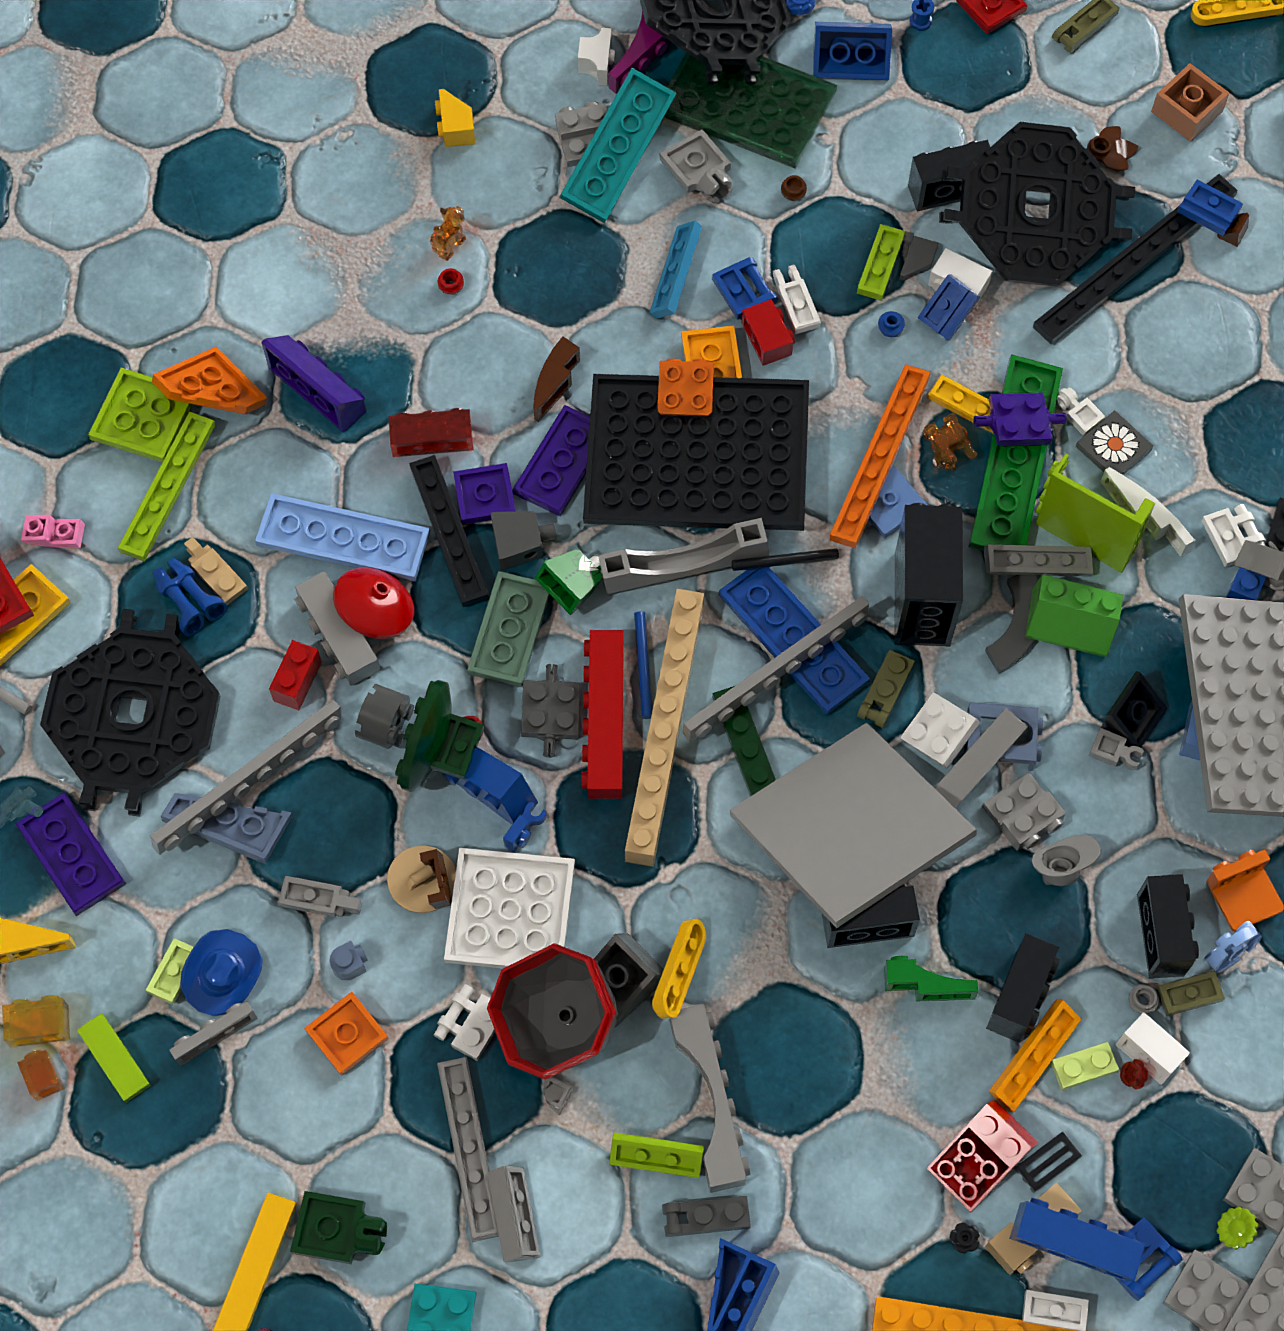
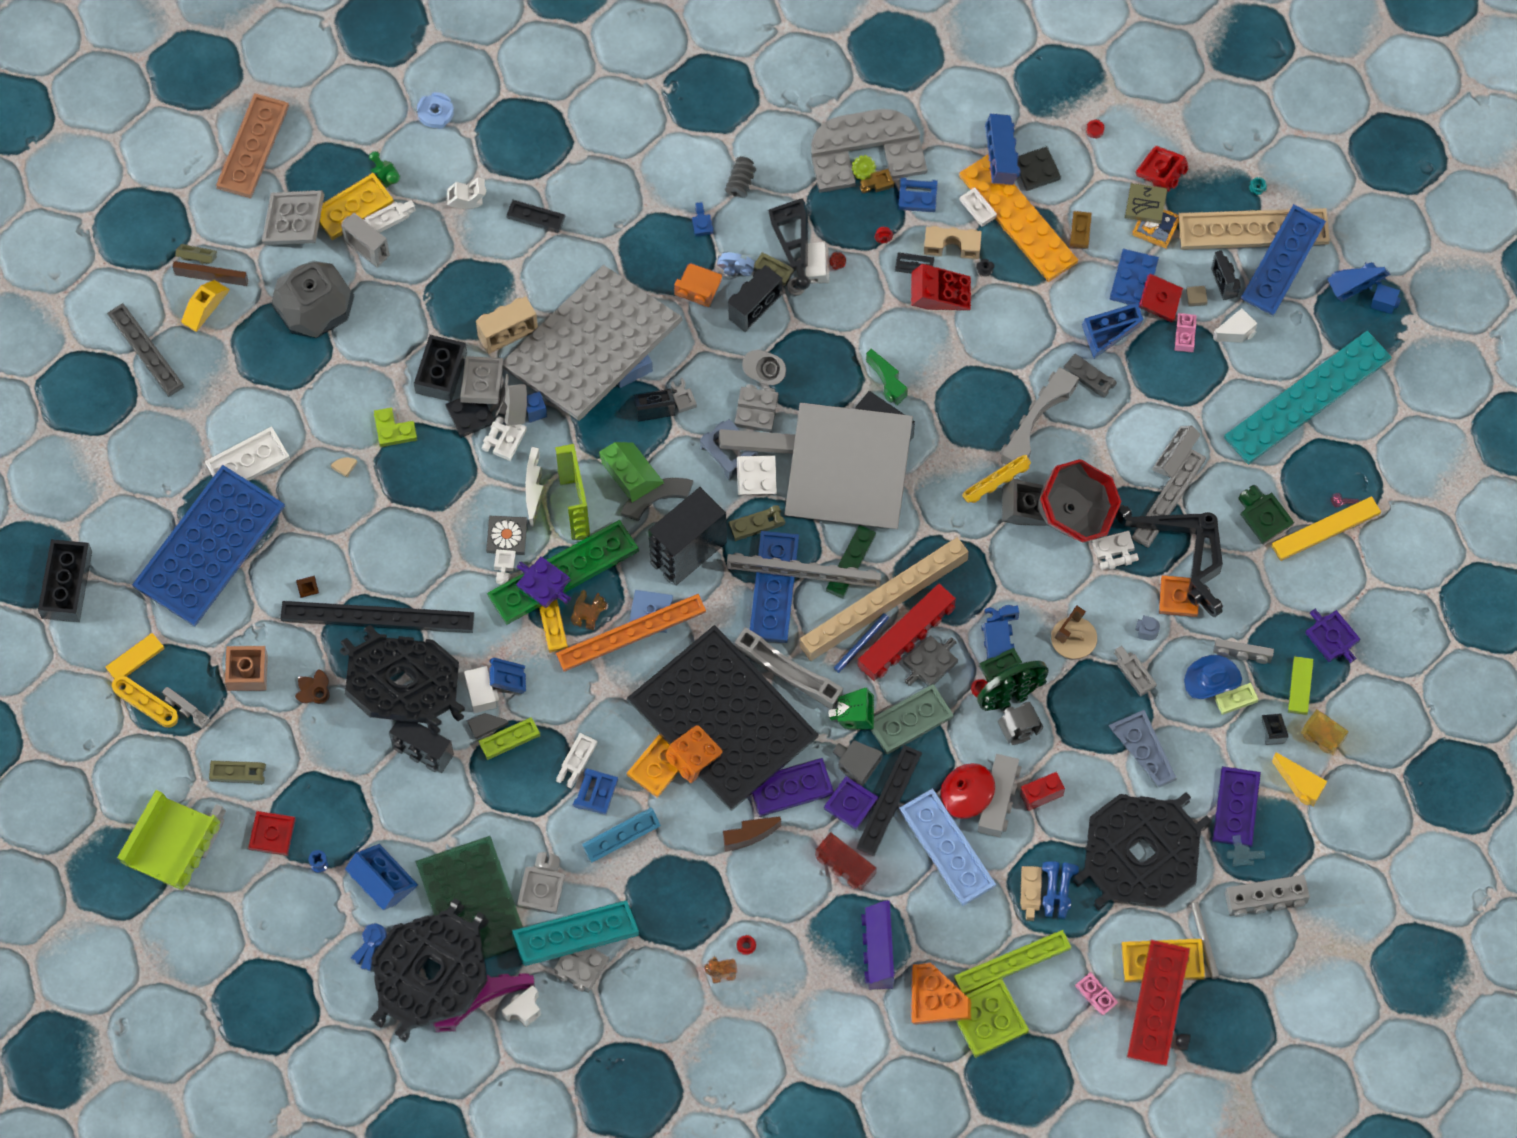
camera: 135 degrees left, 0 degrees up
(40, 1074) = (1343, 705): clear orange brick -> none
(96, 970) = (1274, 729): none -> black slope
(123, 1150) = (1332, 636): none -> dark purple plate
(239, 783) = (1109, 755): light grey plate -> none
(406, 1132) = (1203, 526): none -> black piece
(456, 120) = (645, 1039): yellow slope -> none
(507, 906) = (1047, 582): white plate -> none
(656, 1155) = (1087, 417): lime plate -> none
(768, 332) = (612, 754): red brick -> none
(785, 559) = (734, 623): black bar -> none
(793, 188) = (505, 825): reddish brown plate -> none
(891, 330) = (542, 706): blue plate -> none
(1024, 989) = (849, 331): black brick -> none
(1035, 1055) = (870, 306): light orange plate -> none
(1038, 560) = (617, 508): light grey plate -> none
(1077, 1240) = (943, 214): blue brick -> none
(1084, 1066) = (854, 285): yellowish green plate -> none
(1119, 1160) = (883, 235): none -> red plate
(1199, 1228) = (879, 180): none -> pearl gold plate
(1200, 31) = (186, 708): none -> light grey hinge
(1210, 207) = (312, 600): blue plate -> none
(1253, 1070) = (786, 214): none -> black plate

